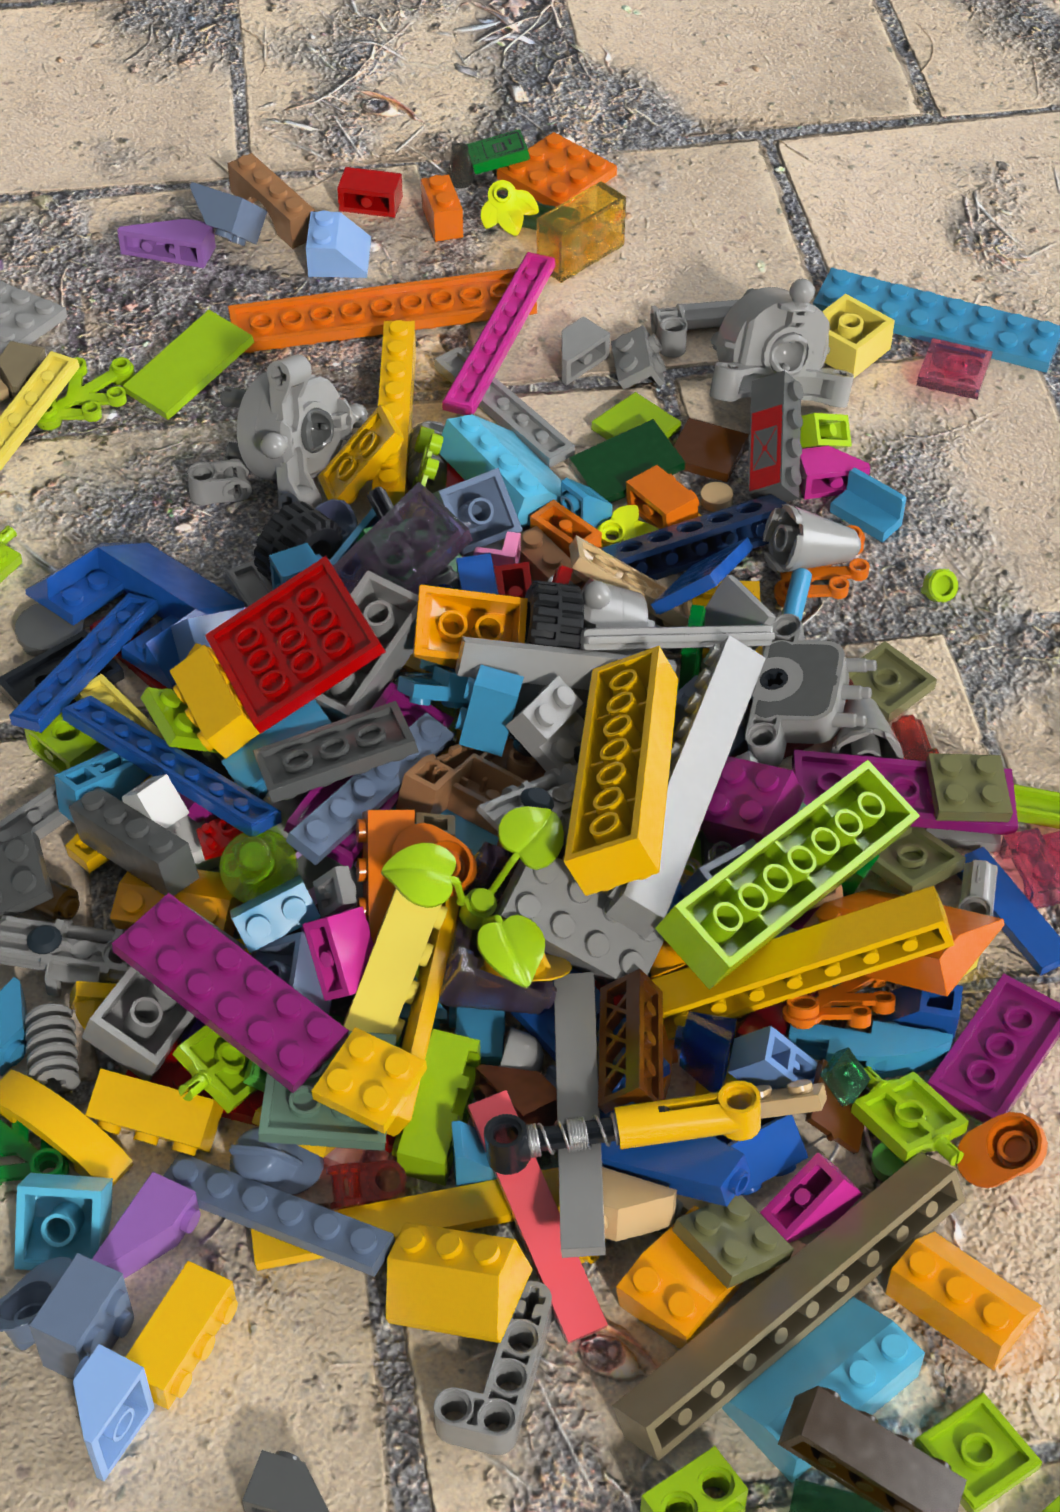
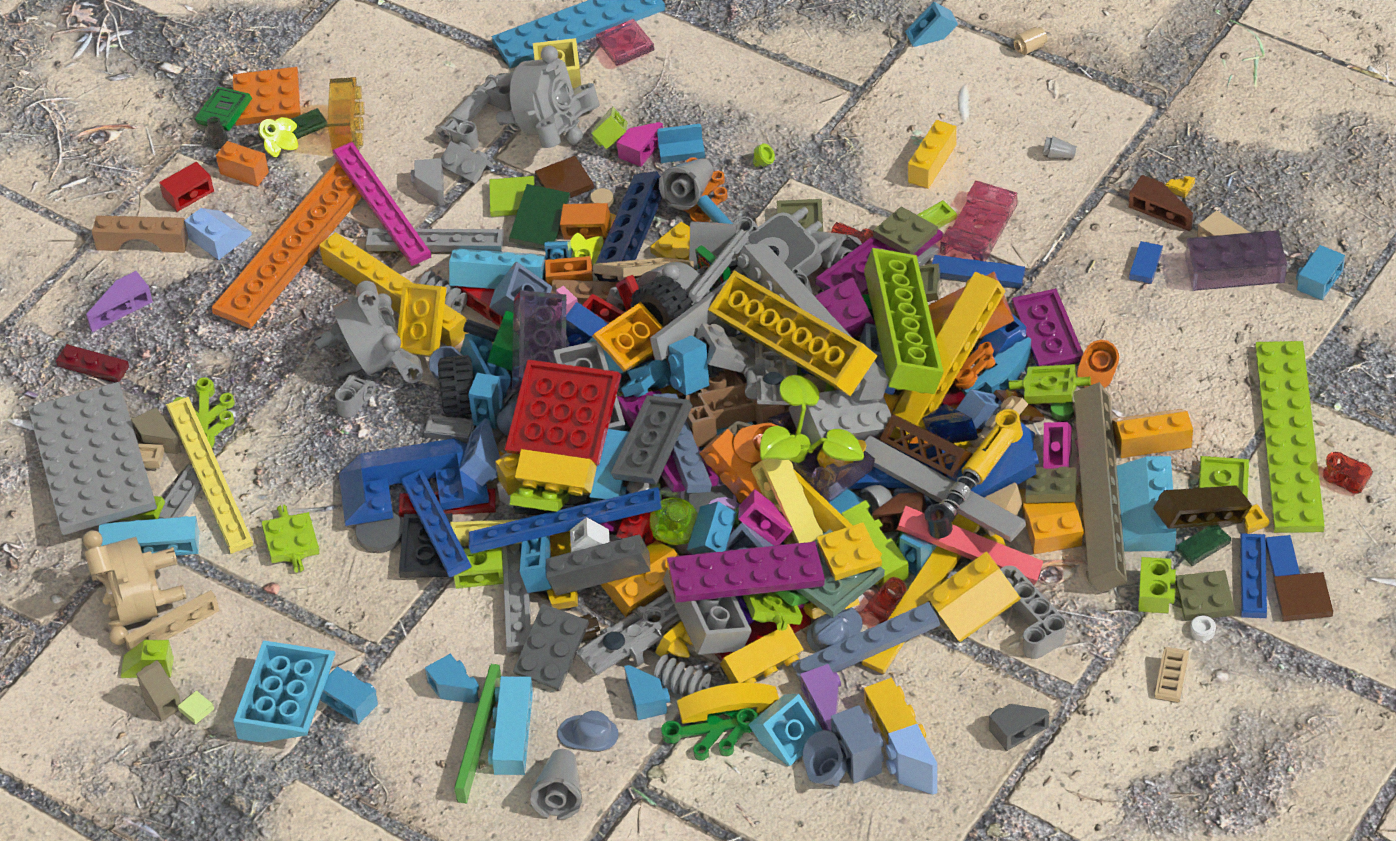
camera: 45 degrees left, 0 degrees up
(76, 277) = (92, 363): none -> dark red plate
(188, 364) = (240, 352): lime tile -> none
(229, 214) = (140, 258): sand blue slope -> none
(335, 891) = (730, 494): light grey bracket -> none
(427, 444) = (468, 299): lime plant -> none
(702, 576) = (674, 233): blue tile -> none
(775, 437) = (604, 144): dark grey brick -> none
(845, 1076) = (1010, 387): clear green plate -> none
(978, 887) = (958, 270): light grey piece -> none

